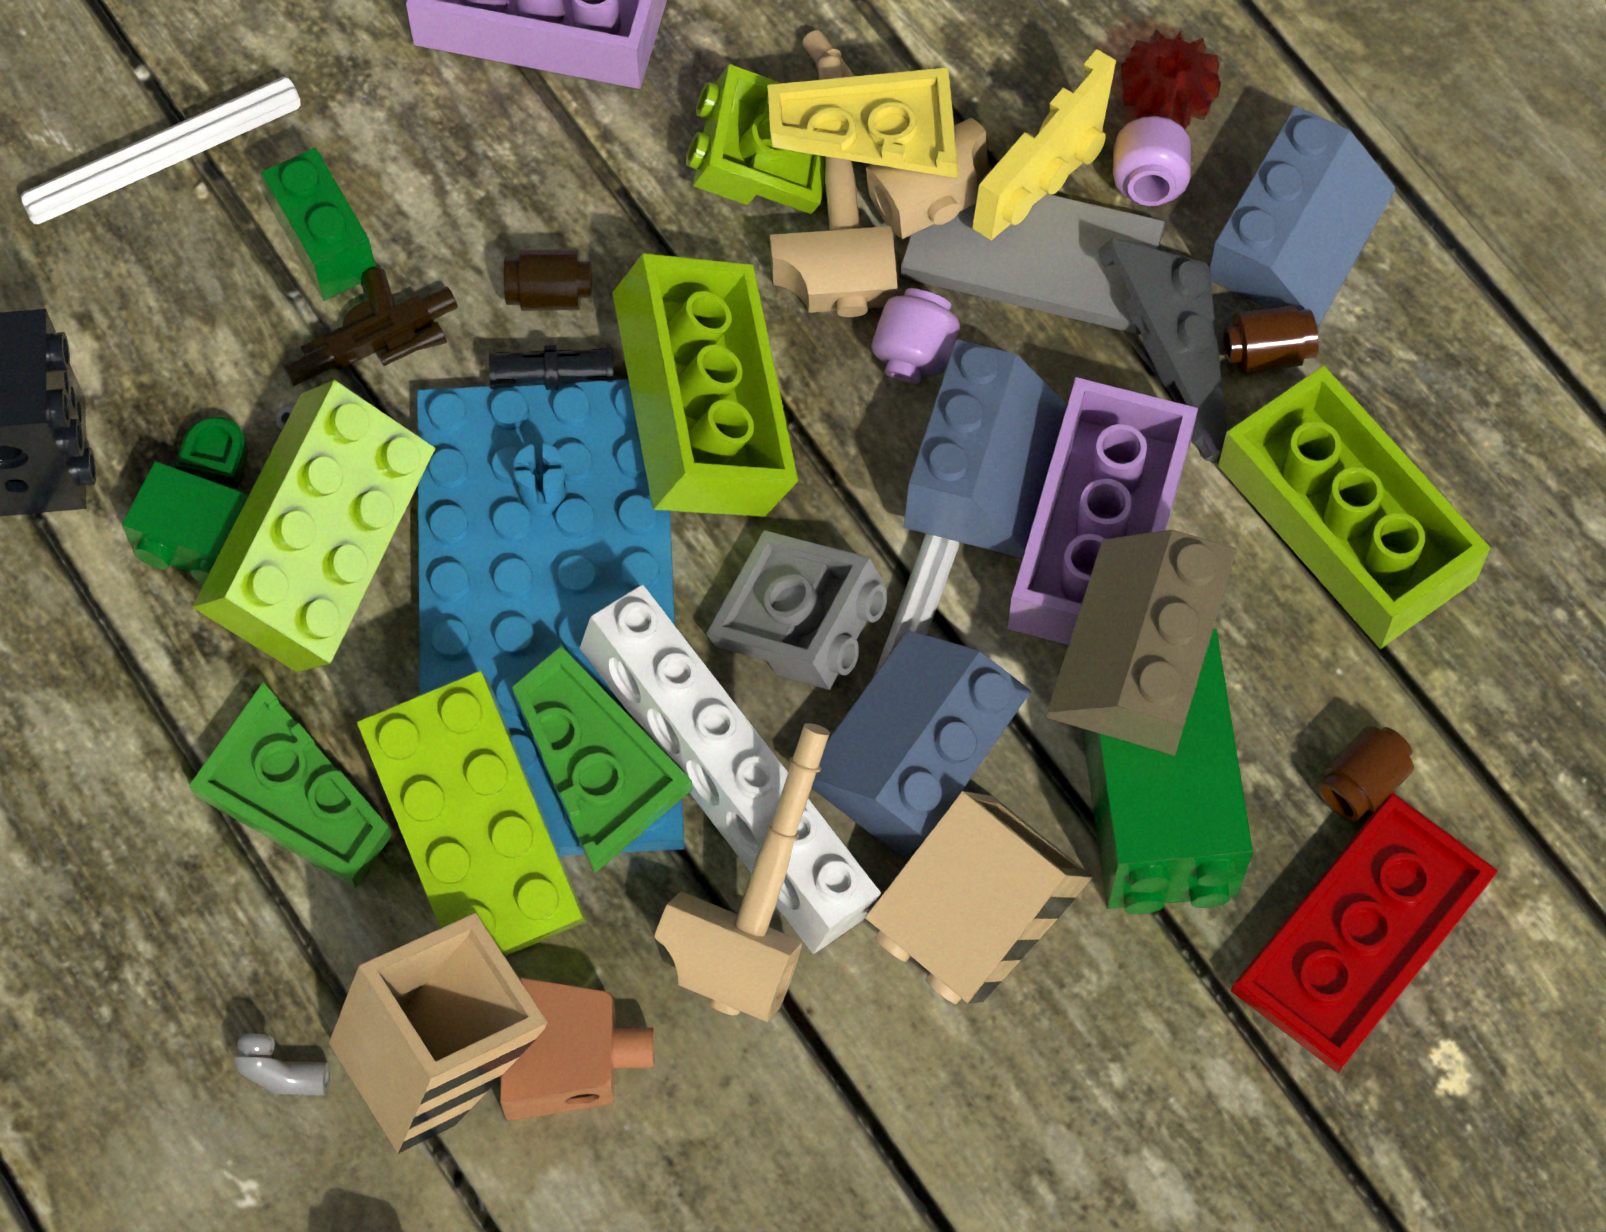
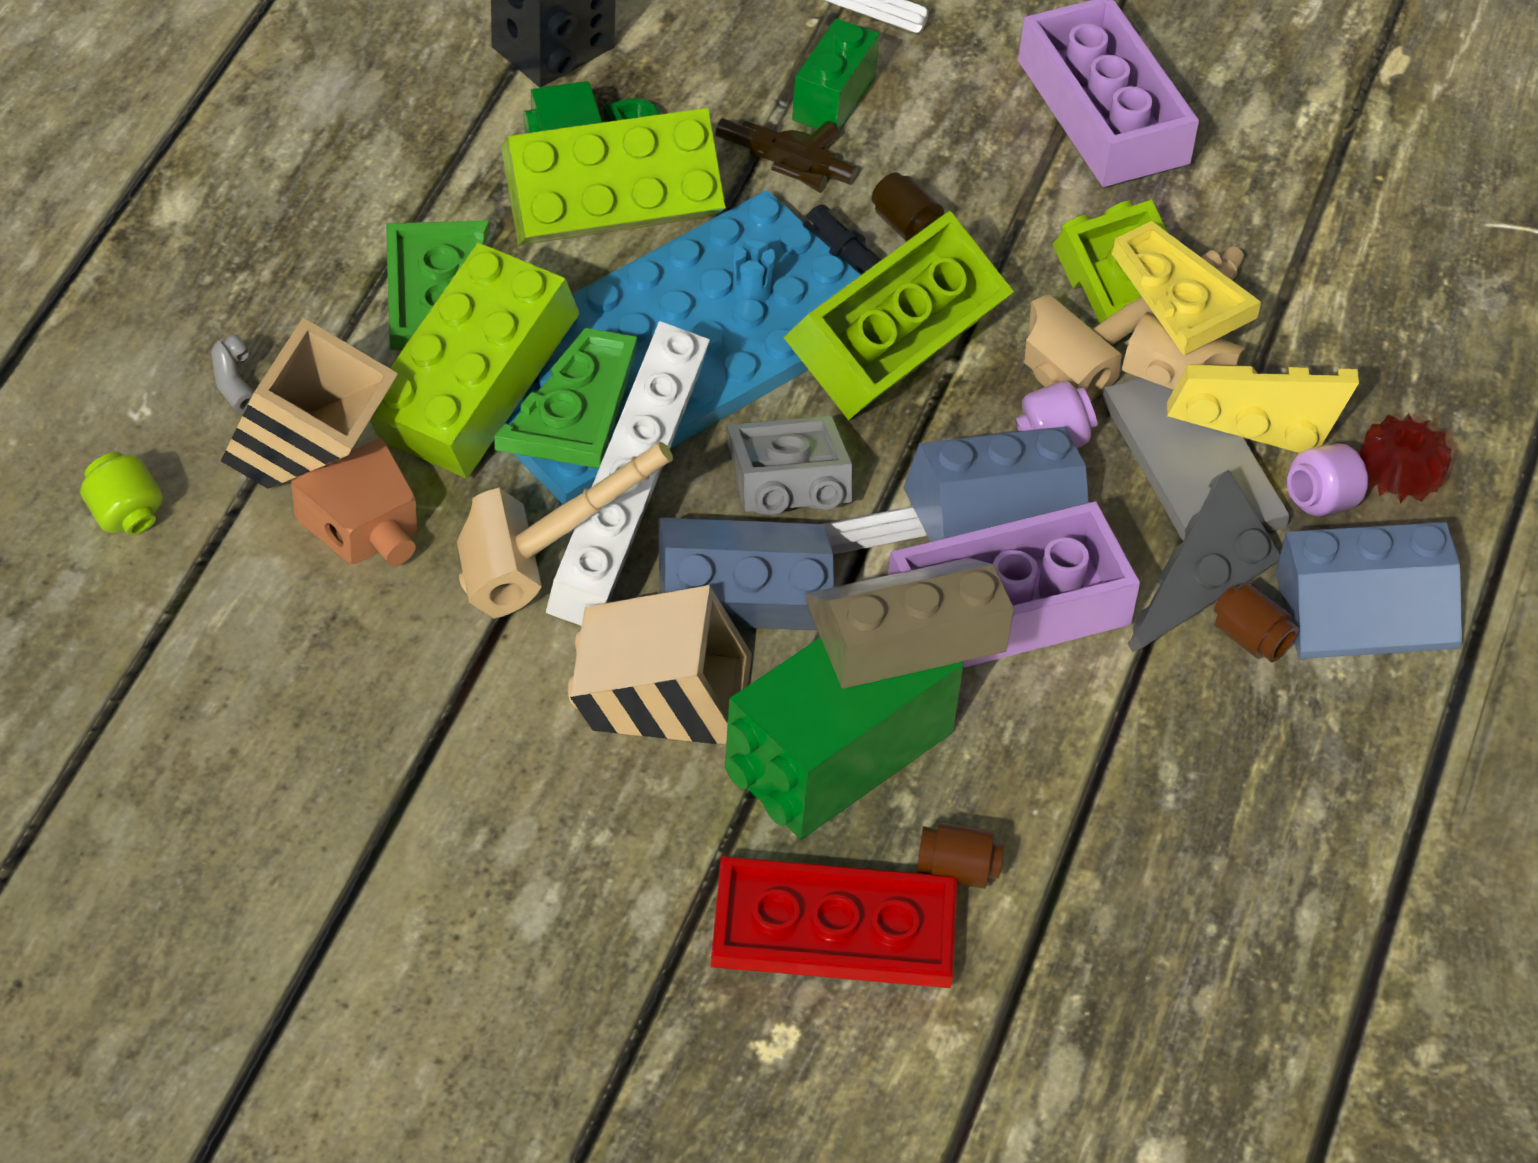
camera: 50 degrees right, 15 degrees down
(1352, 506) = (1159, 732): lime brick -> none

